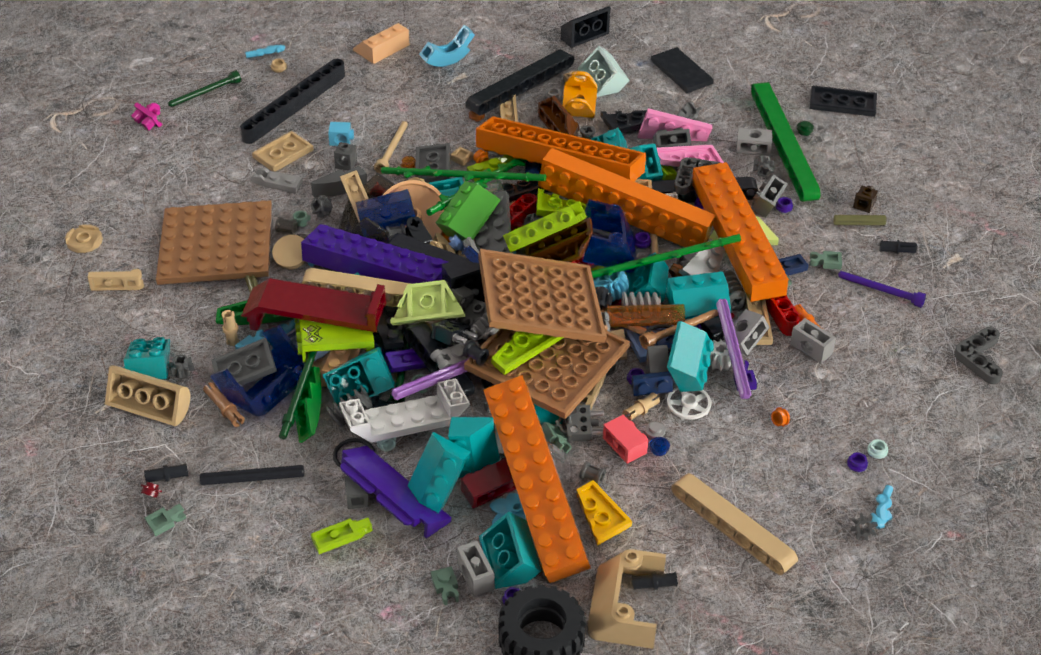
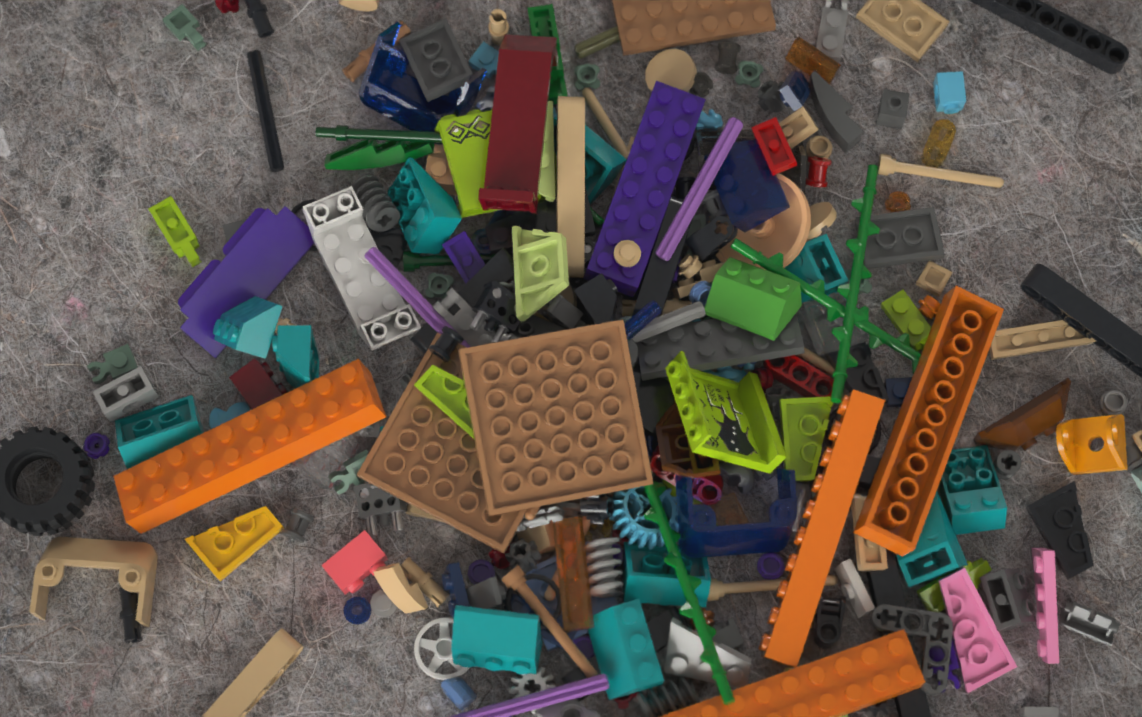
camera: 85 degrees right, 30 degrees up
(300, 188) = (811, 59): none -> clear orange plate
(324, 187) = (795, 90): none -> dark blue hinge
(364, 191) = (774, 146): none -> red plate
(372, 144) = (943, 145): none -> clear yellow beam
(388, 224) = (699, 189): none -> medium lavender axle
(427, 258) = (627, 253): none -> tan plate
(625, 362) = (499, 559): none -> dark red plate
(634, 345) = (523, 555): none -> dark grey gear
(647, 411) = (395, 585): none -> tan slope
(724, 389) = (458, 692): none -> medium blue slope

